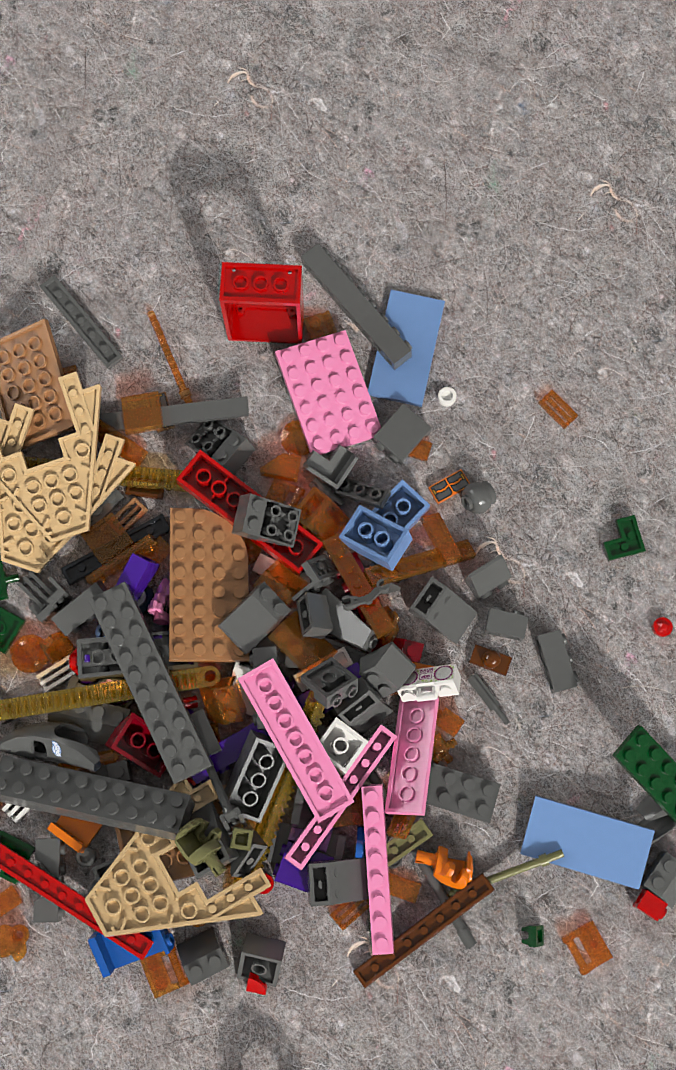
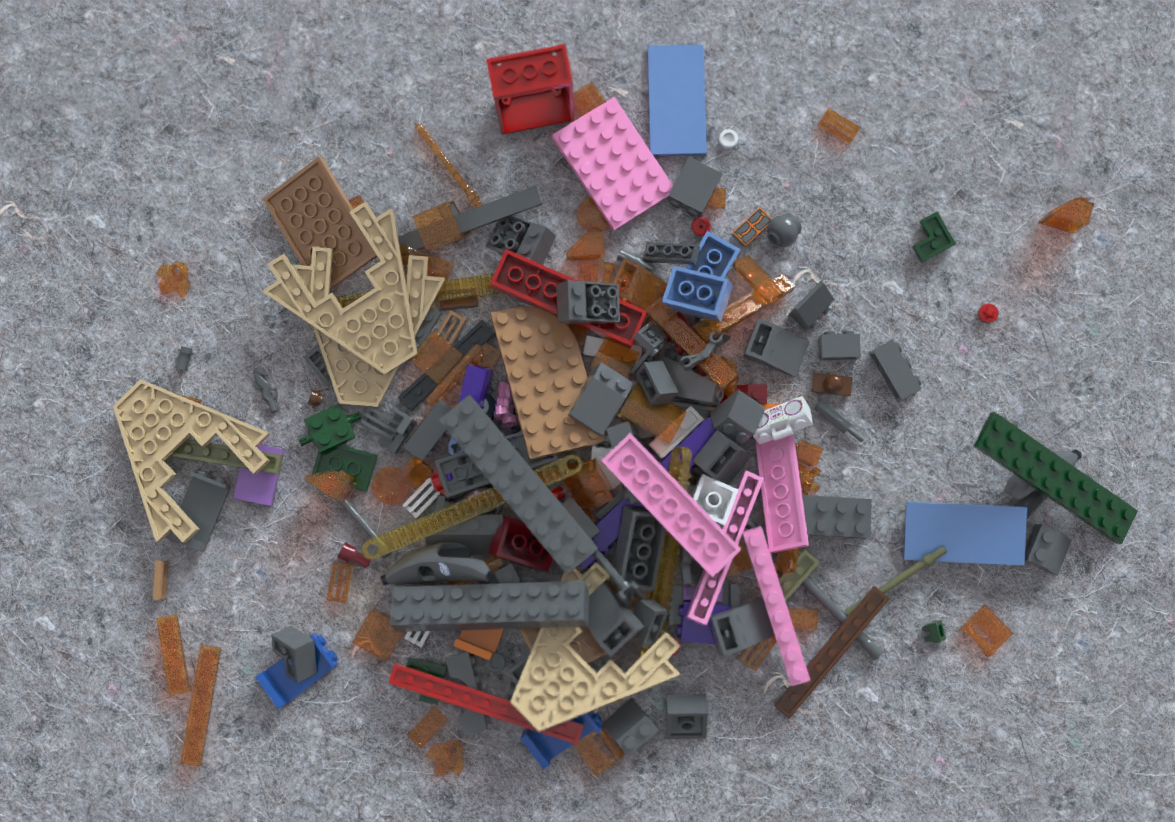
camera: 10 degrees left, 5 degrees up
(81, 322) = (352, 151): dark grey plate -> none
(199, 848) = (608, 628): olive piece -> none
(231, 729) = (618, 496): none -> dark grey tile
(241, 838) = (643, 609): olive slope -> none
(256, 985) = (687, 740): red tile -> none
(330, 683) = (690, 443): dark grey plate -> none
(332, 470) = (639, 235): dark grey panel -> none
(356, 306) = (618, 70): dark grey brick -> none
(360, 842) = (752, 585): blue tile -> none
(398, 473) = (700, 226): none -> red tile
(448, 870) = (841, 592): orange piece -> none
(650, 905) = (1037, 577): red brick -> none

